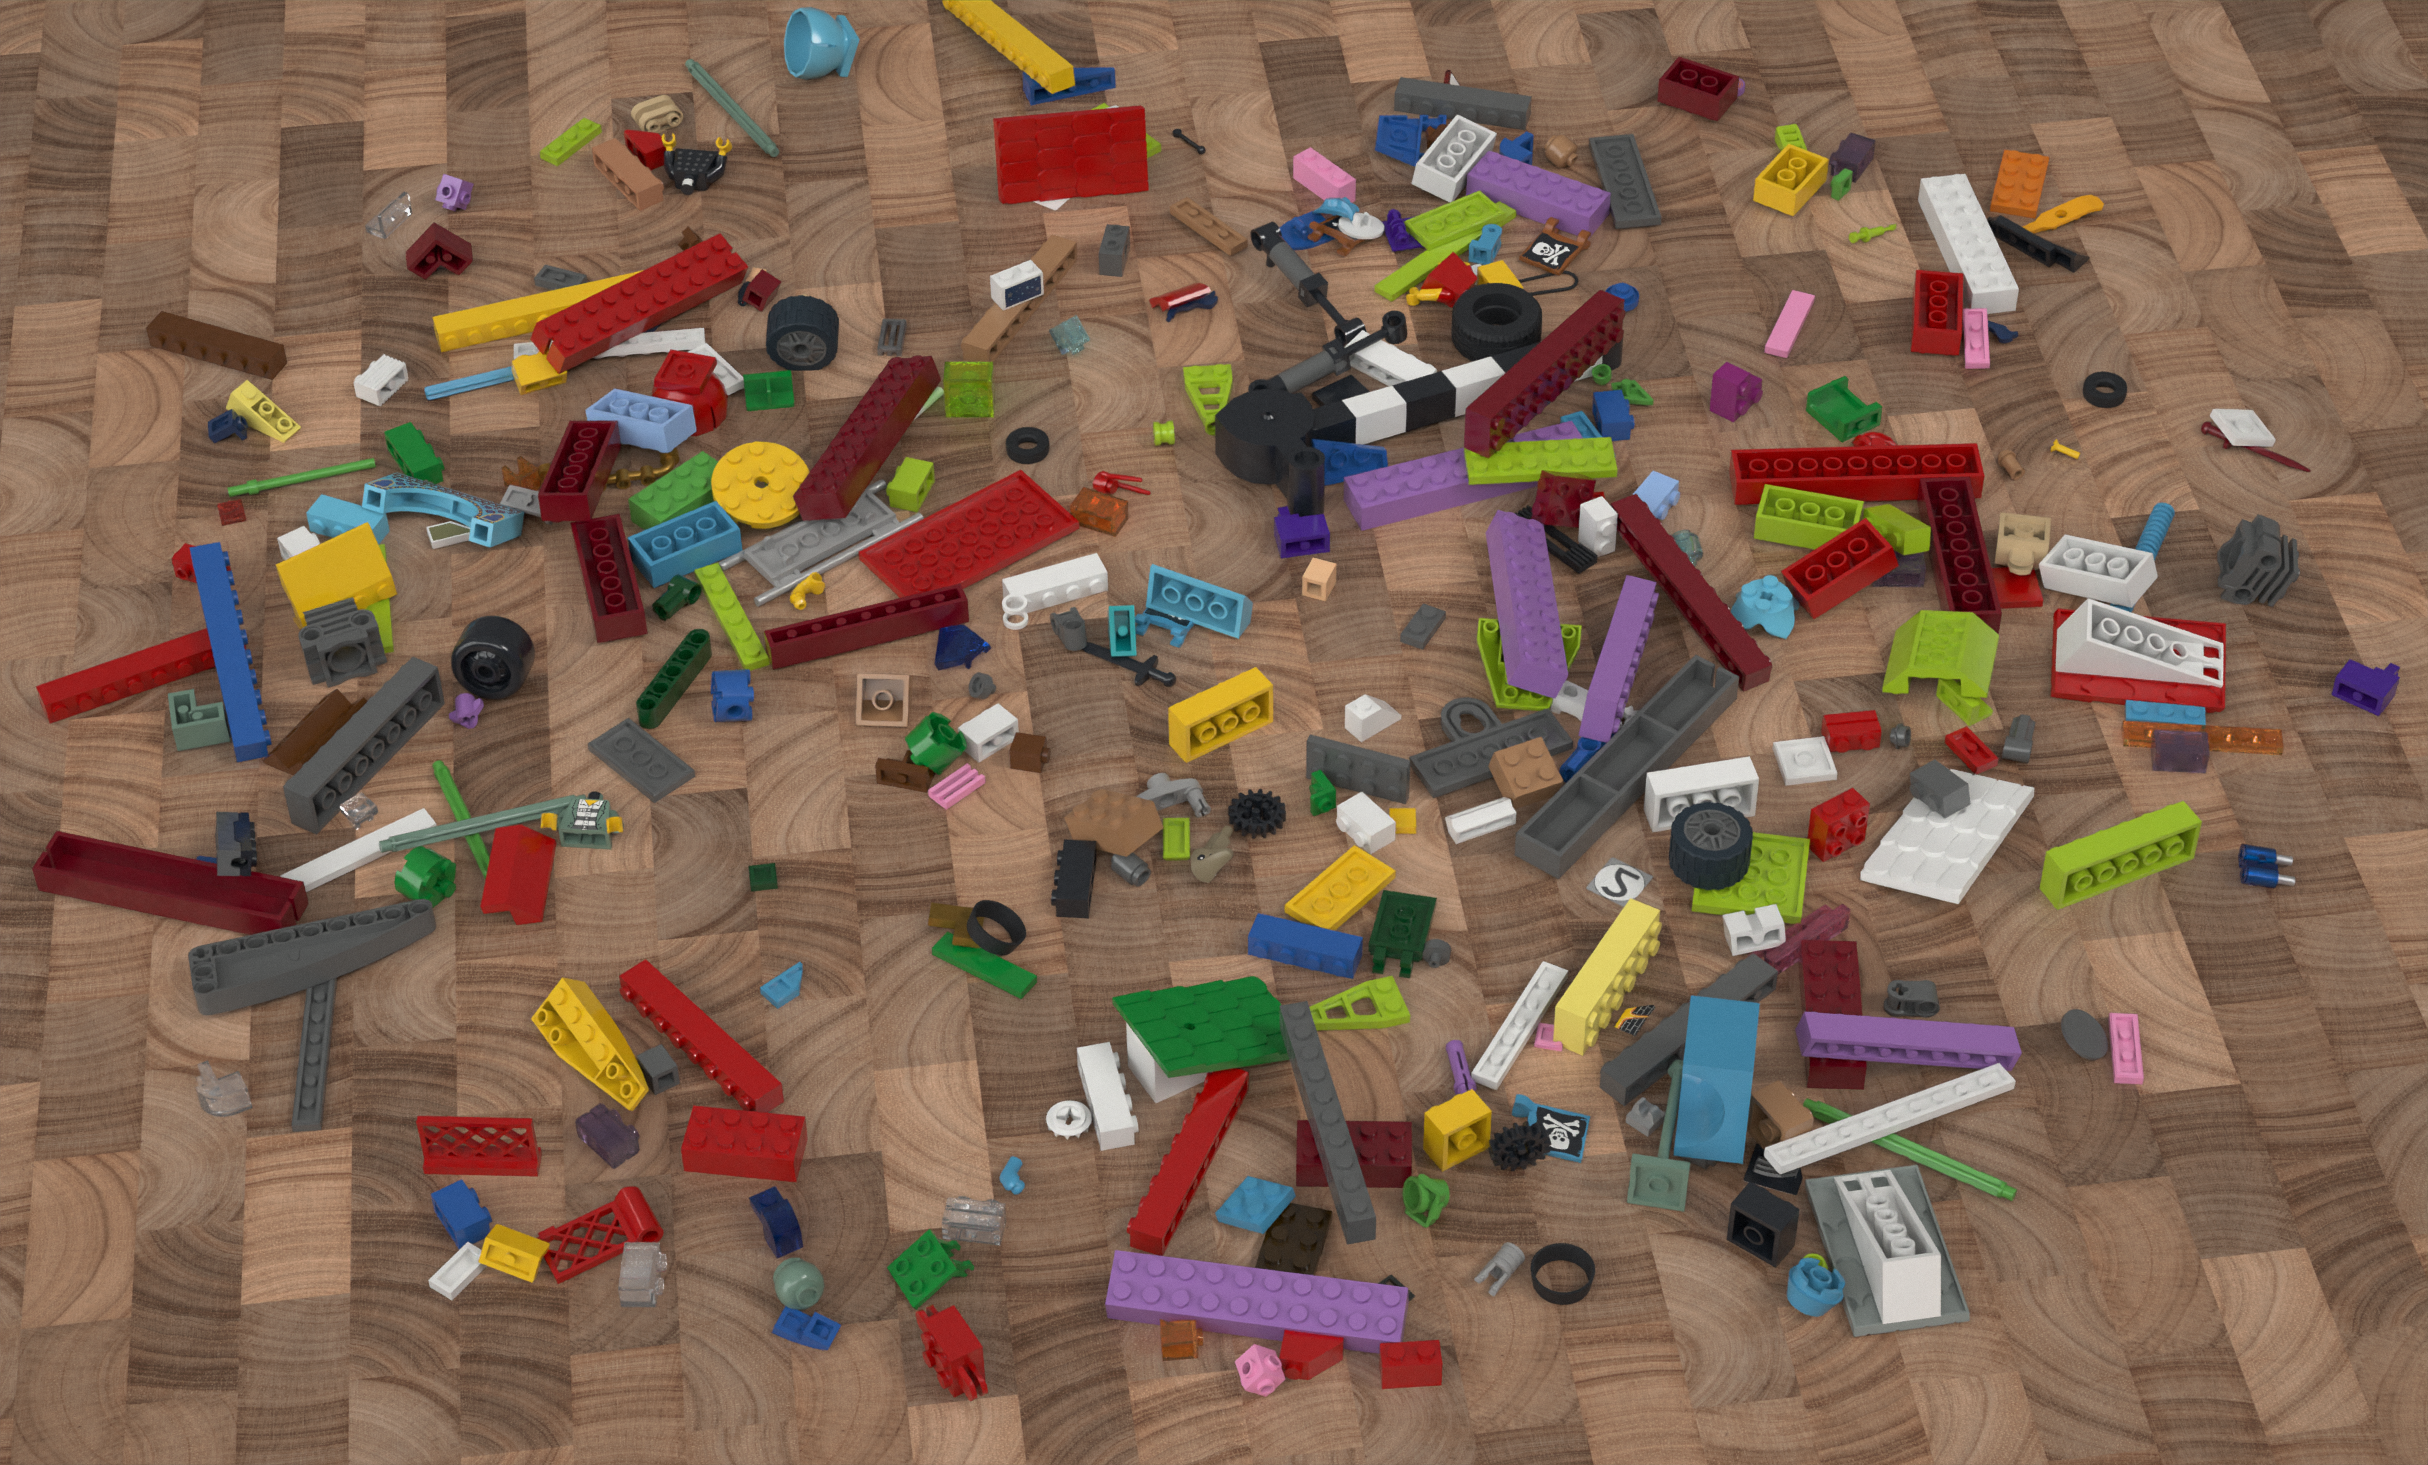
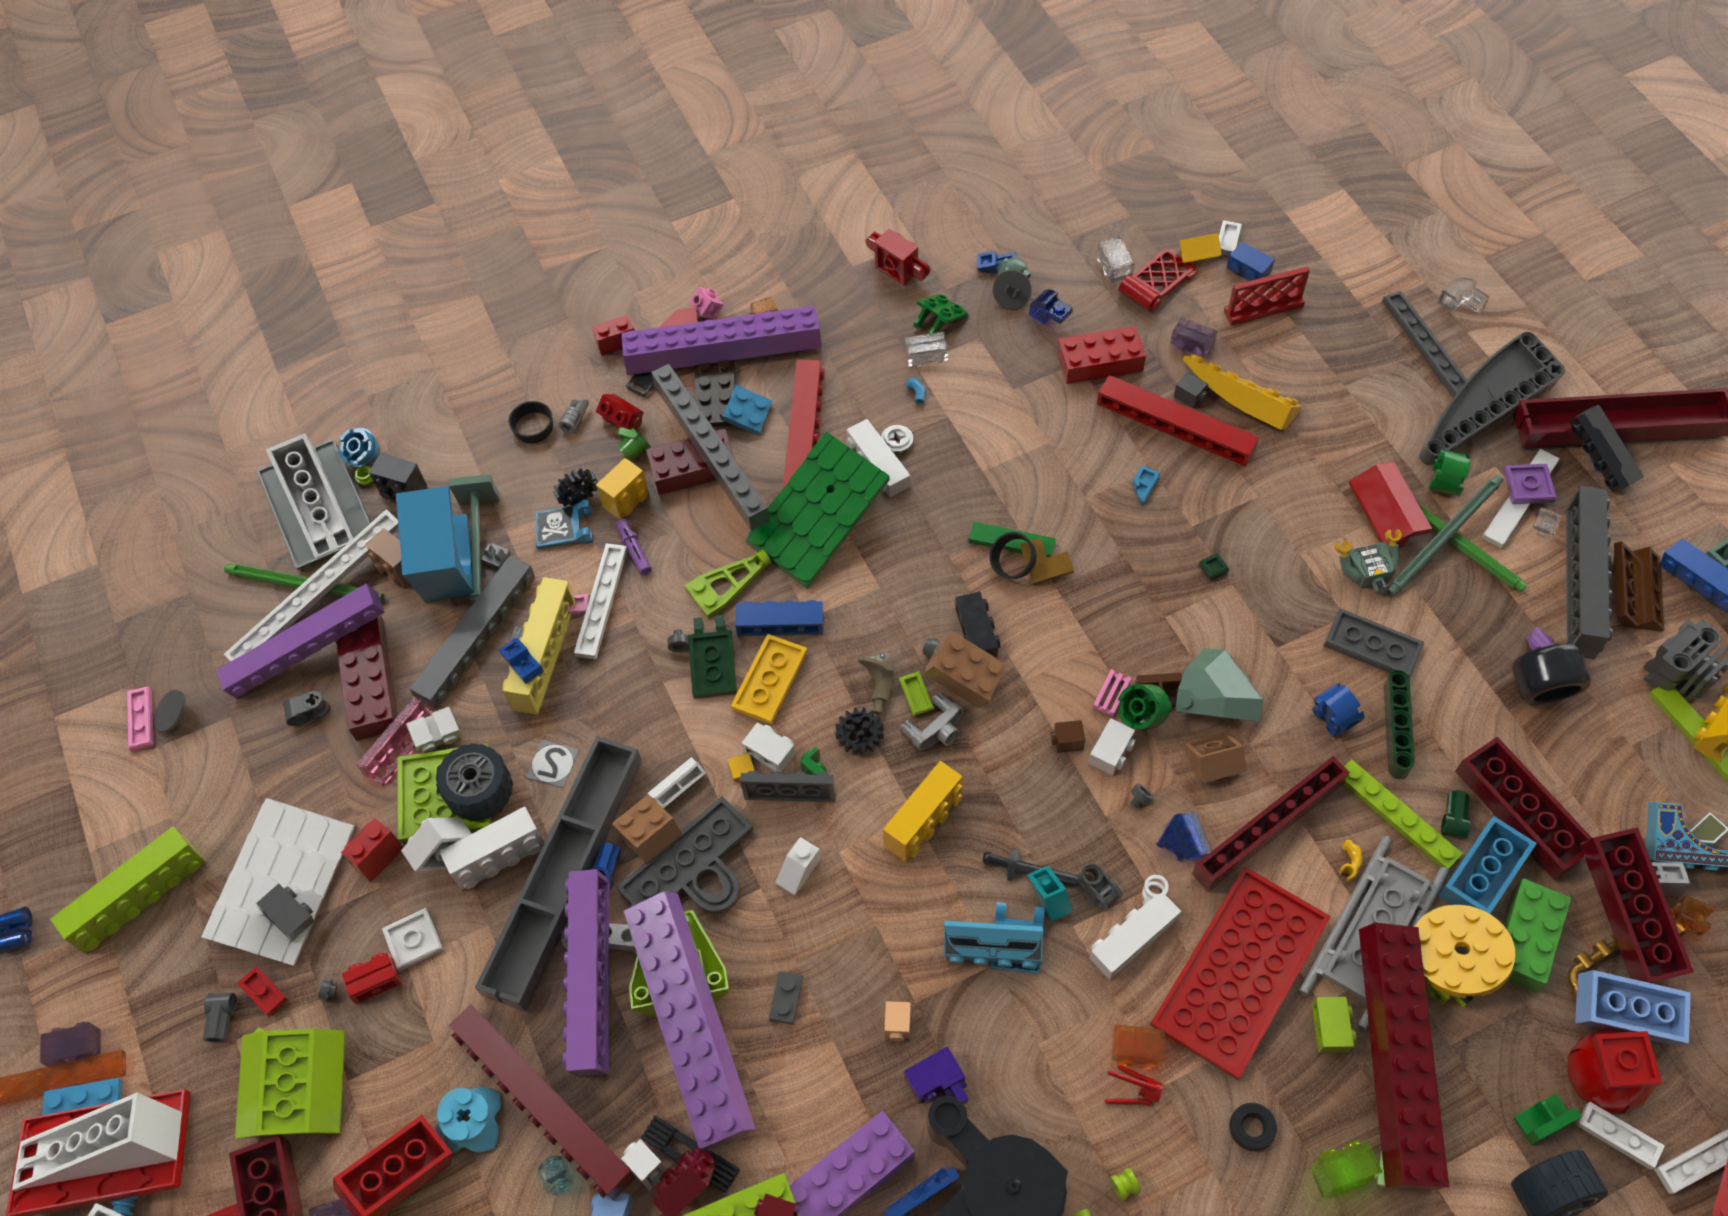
camera: 165 degrees right, 15 degrees up
(341, 854) = (1529, 484): none -> medium lavender tile
(819, 1260) = (1012, 289): none -> dark grey piece
(845, 742) = (1218, 688): none -> sand green brick
(1433, 1244) = (620, 412): none -> red brick
(1630, 927) = (521, 660): none -> blue slope
(1764, 799) = (432, 836): none -> white brick

